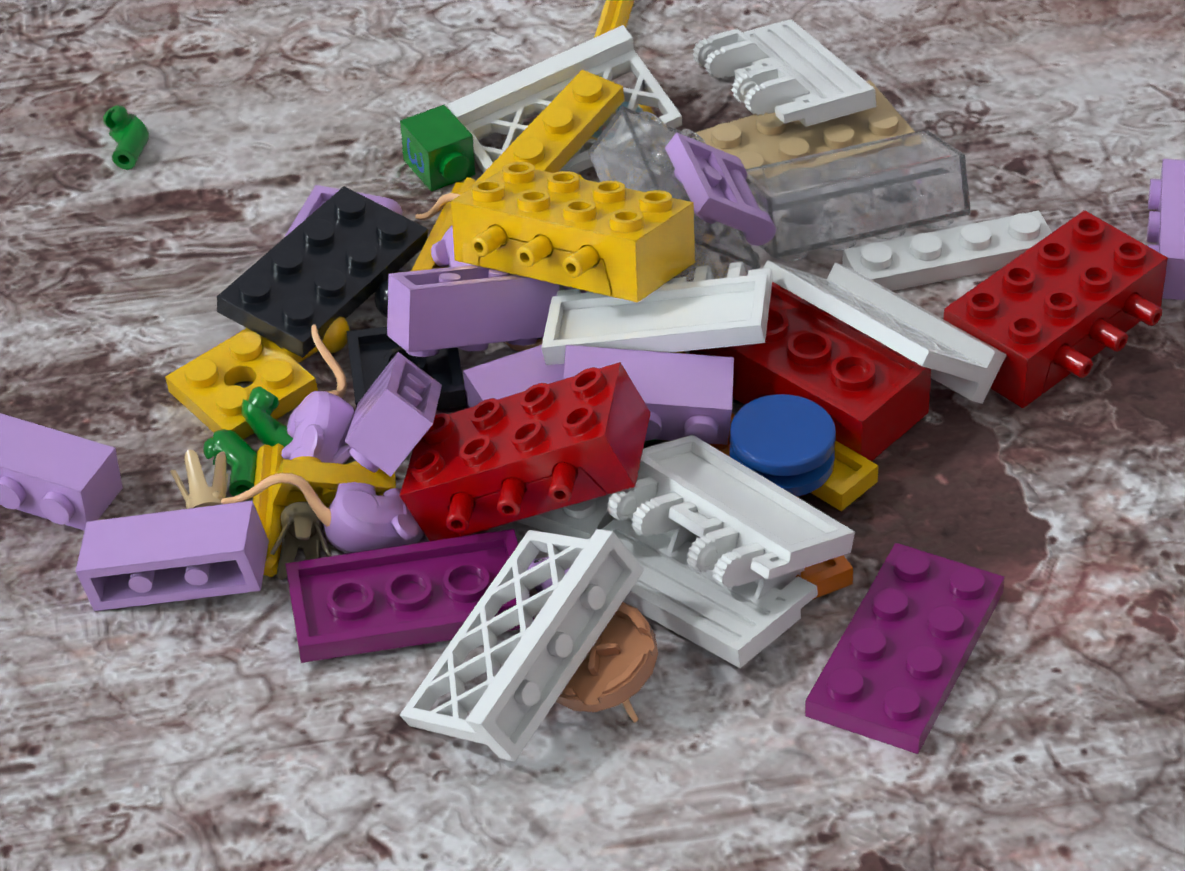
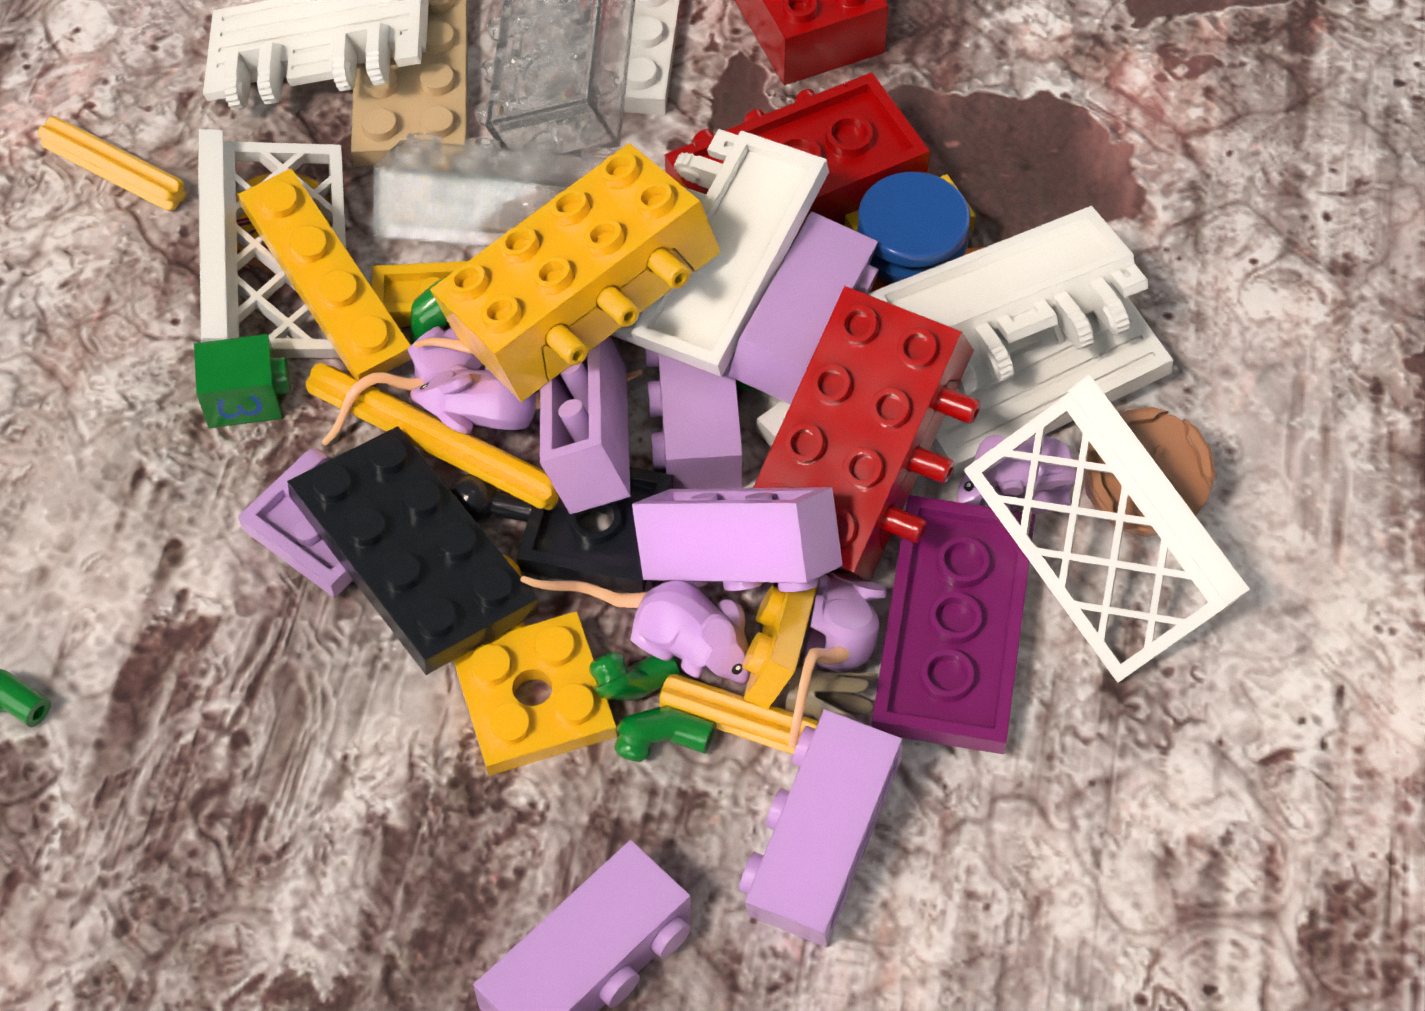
camera: 70 degrees left, 15 degrees up
(200, 493) = (726, 774): tan piece -> none
(719, 188) = (575, 138): lavender plate -> none
(905, 648) = (1190, 252): magenta plate -> none
(951, 353) = (781, 84): white fence -> none

